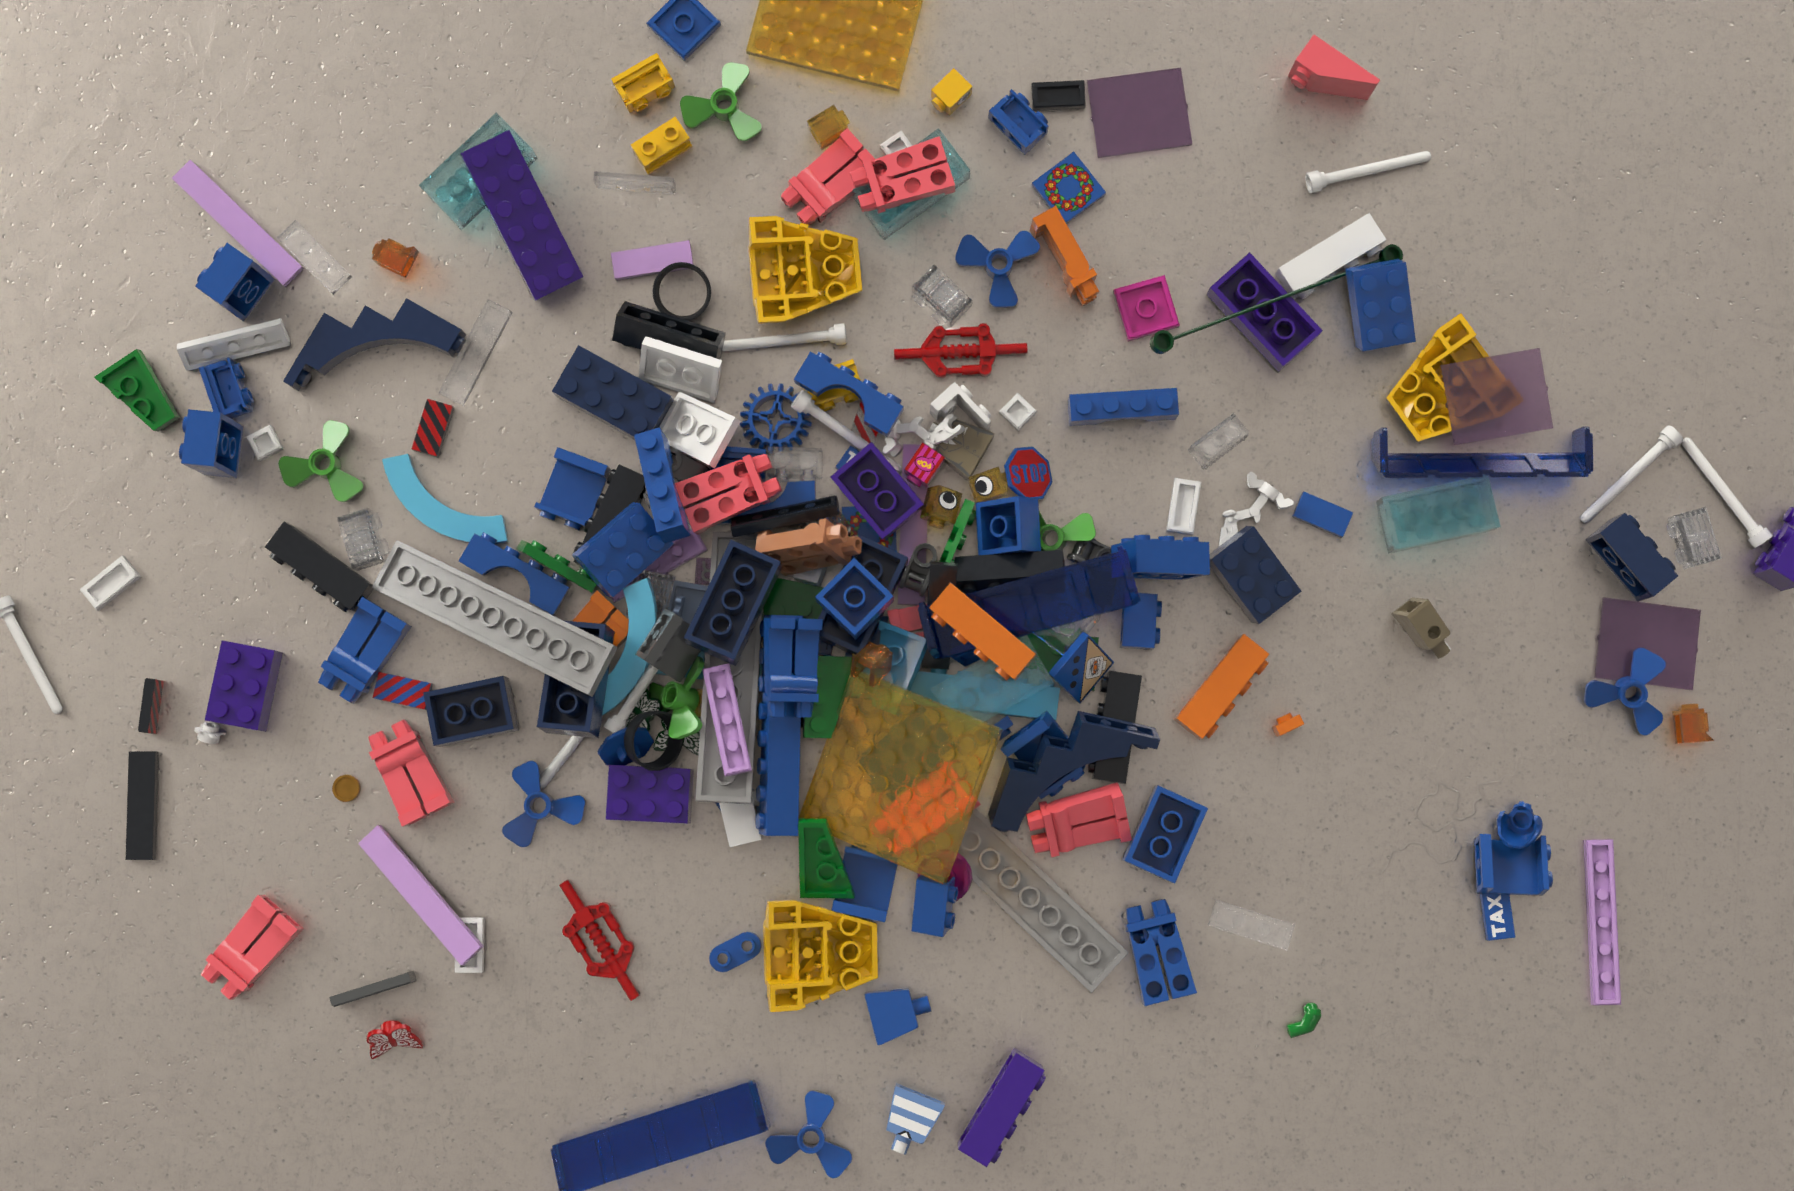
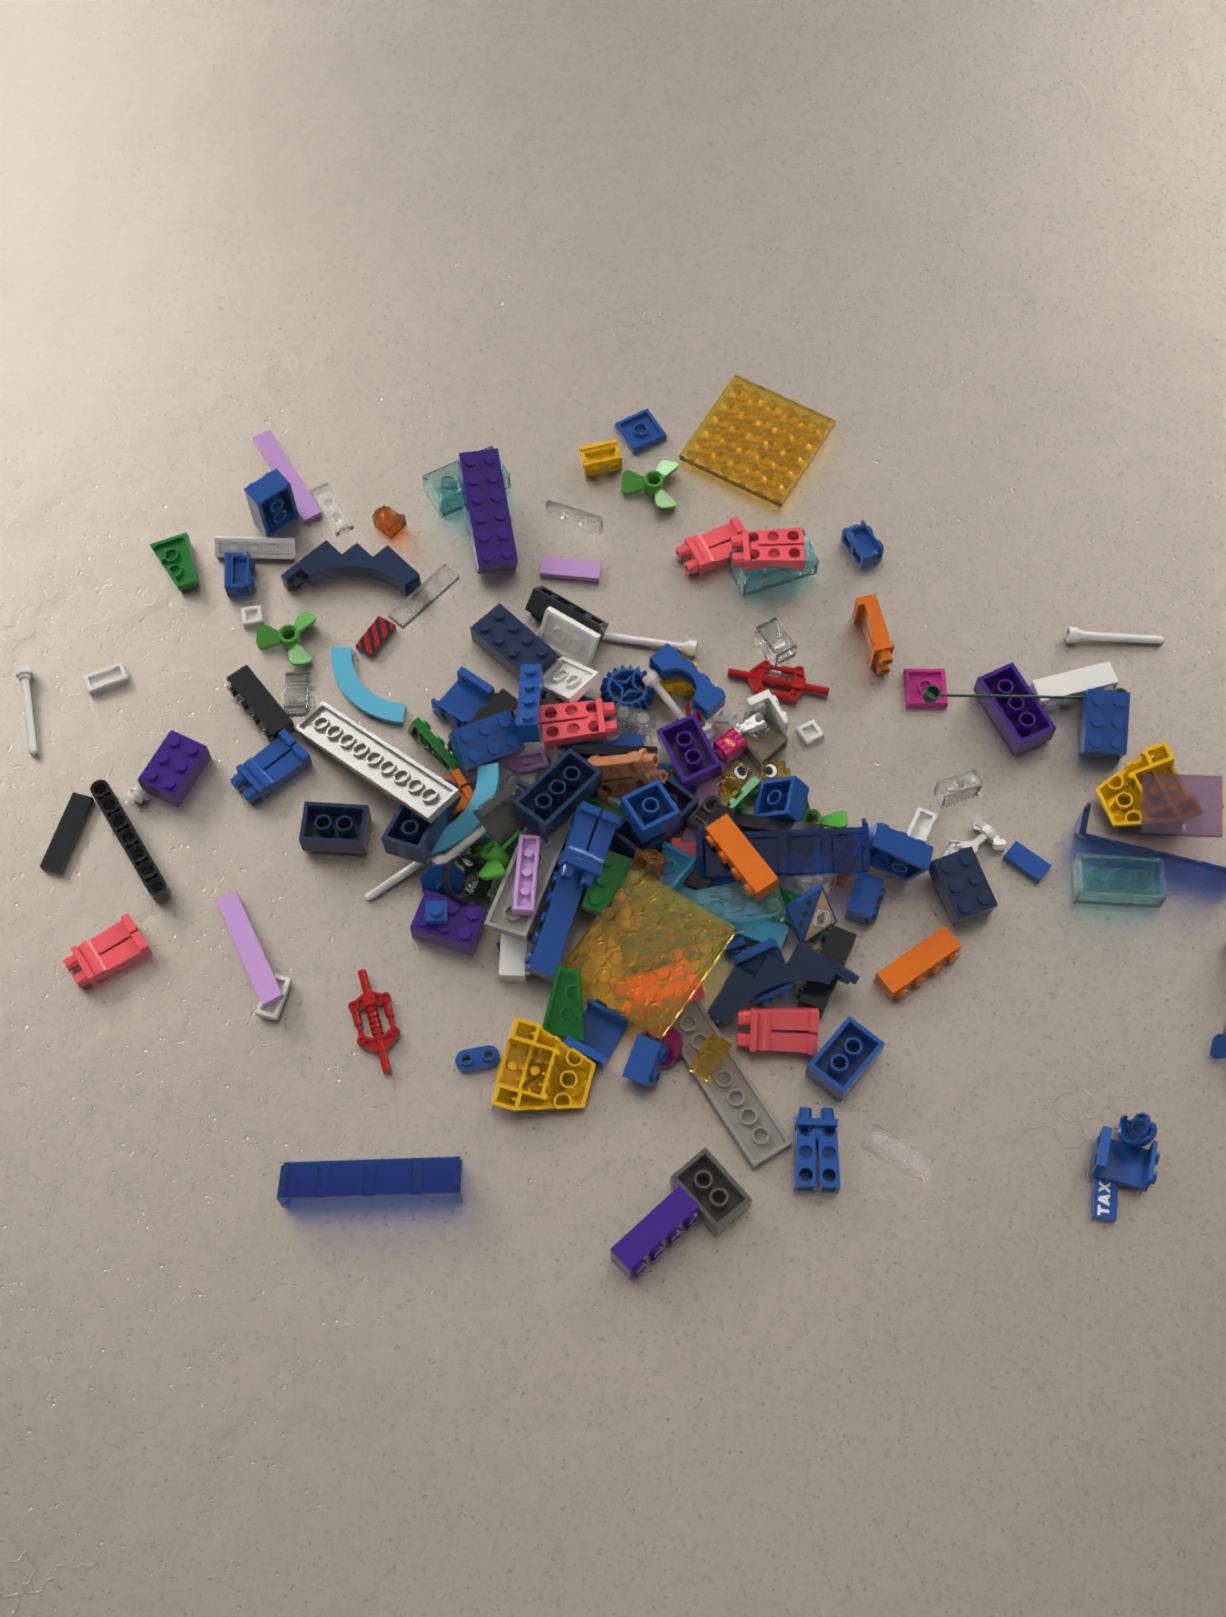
camera: 10 degrees right, 20 degrees down
(150, 706) = (102, 763): black tile -> none
(211, 443) = (215, 598): blue brick -> none
(212, 791) = (134, 848): none -> black beam
(346, 788) = (222, 861): pearl gold piece -> none
(372, 989) = (188, 1007): dark grey tile -> none
(390, 1035) = (188, 1046): red animal -> none
(401, 690) = (286, 803): tile -> none
(409, 774) = (275, 845): coral hips -> none
(485, 556) = (385, 725): blue arch -> none
(523, 827) = (344, 921): blue piece -> none
(632, 794) = (436, 912): none -> blue plate
(661, 145) = (601, 497): yellow hinge -> none
(663, 273) = (586, 573): black tyre -> none
(799, 268) = (675, 594): yellow wedge -> none
(827, 126) = (722, 512): clear yellow brick -> none
(832, 1157) = (469, 1219): blue piece -> none
(894, 1012) = (589, 1138): blue torso -> none
(911, 1117) = (579, 1224): torso -> none
(951, 92) = (818, 514): yellow brick -> none
(974, 254) = (807, 620): blue piece -> none
(1008, 876) = (710, 1056): none -> clear yellow slope
(1028, 473) = (808, 771): piece -> none
(1050, 1039) = (713, 1189): none -> dark grey brick
(1058, 95) = (896, 536): black tile -> none
(1069, 187) = (891, 595): tile -> none
(1121, 405) = (869, 741): blue arch -> none
(1139, 112) = (952, 562): clear purple piece -> none
(1287, 723) = (964, 1004): orange plate -> none
(1308, 1022) = (927, 1242): green arm -> none
(1330, 72) = (1101, 565): coral slope -> none
(1423, 625) = (1090, 958): dark tan torso -> none
(1602, 922) = (1192, 1230): lavender tile -> none

